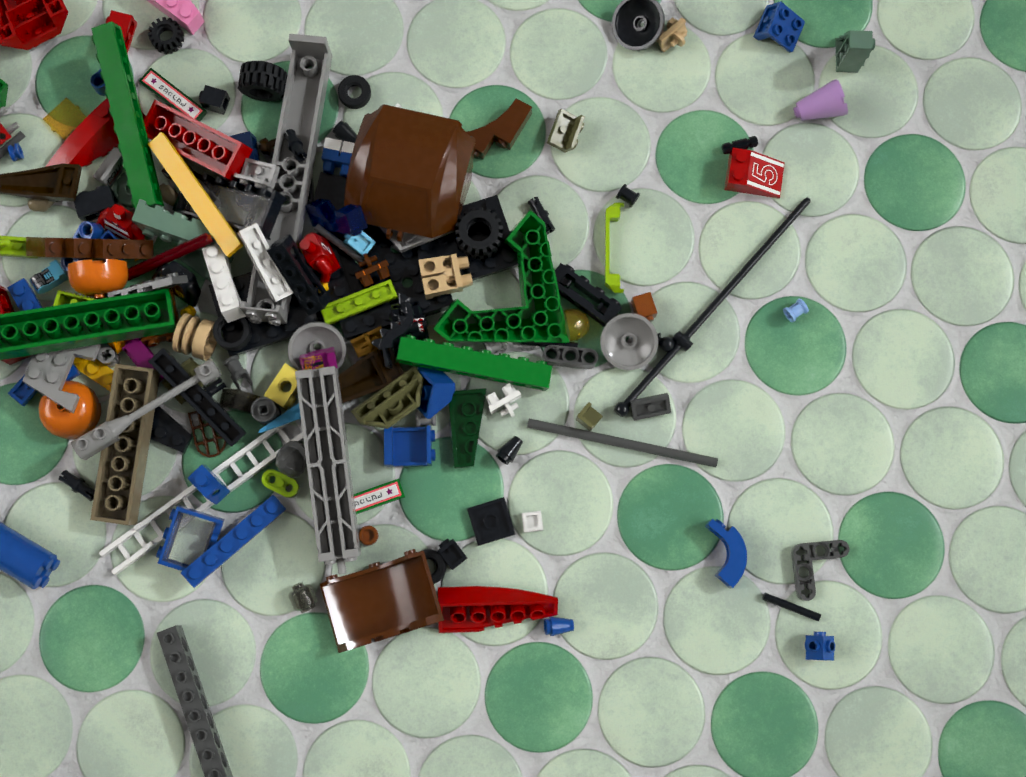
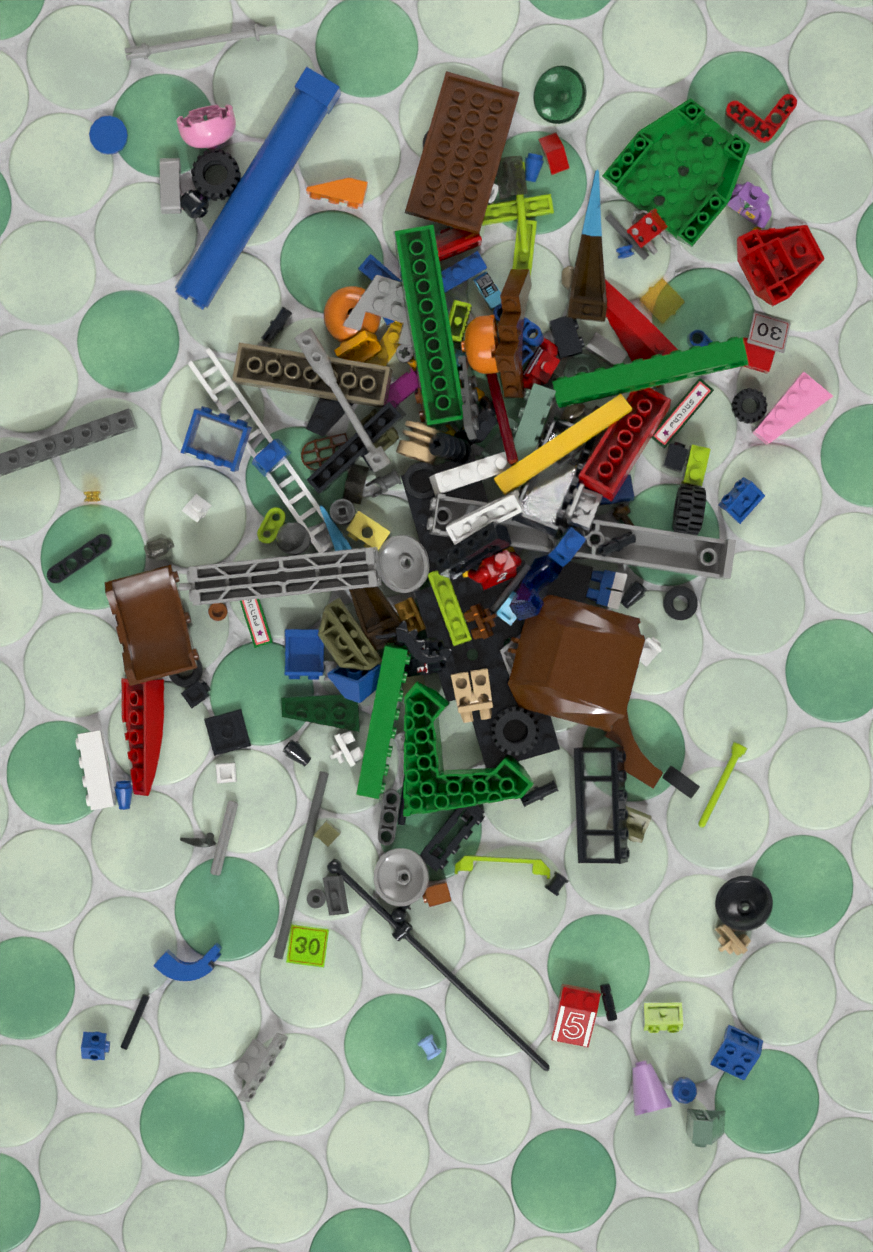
camera: 90 degrees right, 10 degrees up
(95, 15) = (768, 332): none -> light grey piece
(97, 397) = (359, 348): none -> light orange bracket
(198, 304) = (450, 447): none -> black piece
(221, 78) = (695, 465): none -> lime brick
(233, 541) = (214, 481): blue plate -> none
(250, 669) = (92, 496): none -> clear yellow bush
(255, 39) = (741, 499): none -> blue bracket
(261, 558) = (196, 508): none -> white bracket
(291, 182) = (566, 546): none -> blue torso
(318, 359) = (391, 566): magenta leg -> none
(318, 679) = (81, 561): none -> black beam
(494, 36) = (737, 751): none -> lime piece
(524, 82) = (681, 782): none -> black tyre
(534, 655) = (96, 770): none -> white brick
(549, 153) = (601, 805): none -> window
(577, 324) = (423, 825): clear yellow helmet -> none
(598, 521) = (224, 838): none -> light grey axle
(604, 545) = (200, 842): none -> pearl dark grey bar
(650, 430) = (318, 892): none -> dark grey plate
(702, 434) = (307, 945): none -> clear neon green piece
(750, 93) = (663, 1017): none -> lime bracket
(810, 556) = (183, 1044): dark grey beam -> none
(819, 71) = (684, 1090): none -> blue head
(824, 480) = (256, 1064): none -> light grey bracket

